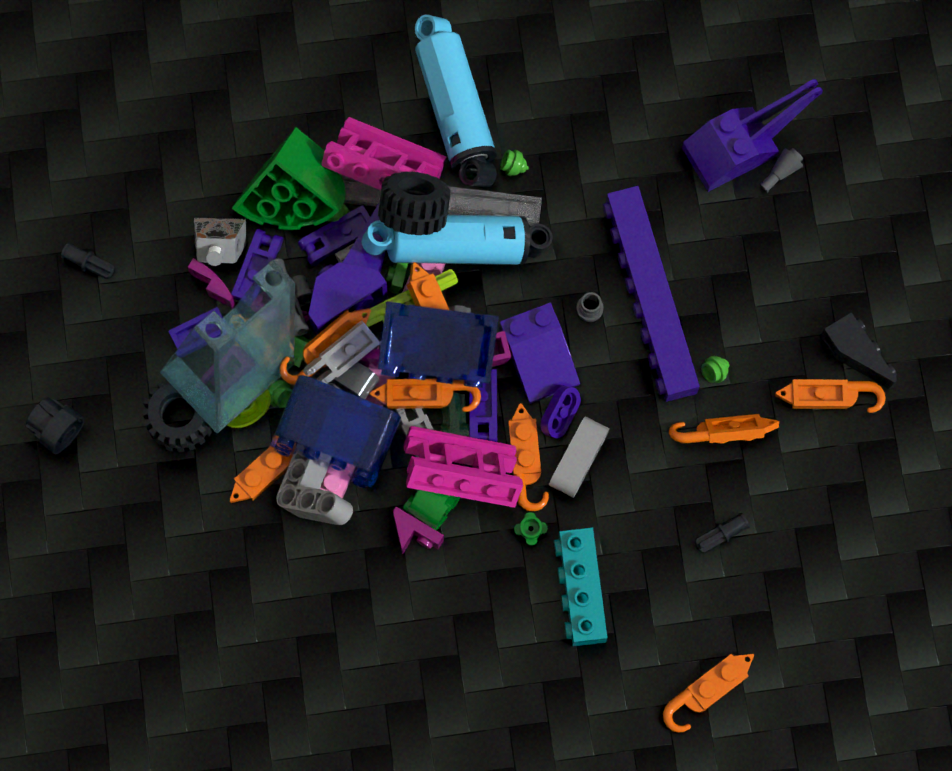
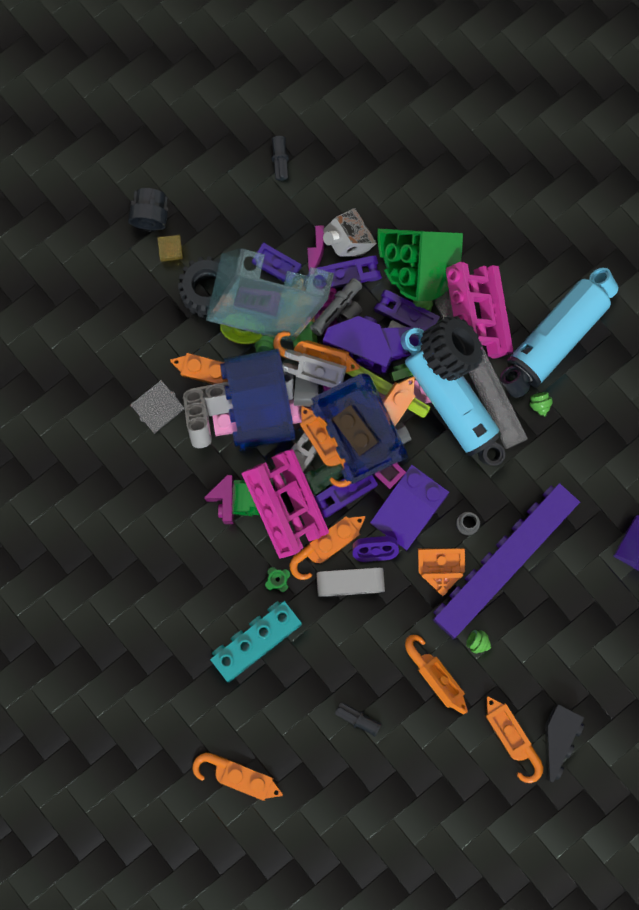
camera: 65 degrees right, 5 degrees up
(109, 429) = (170, 248): none -> clear yellow plate
(270, 544) = (157, 406): none -> clear piece
(432, 351) = (355, 430): none -> dark brown plate
(618, 359) = (441, 566): none -> orange slope

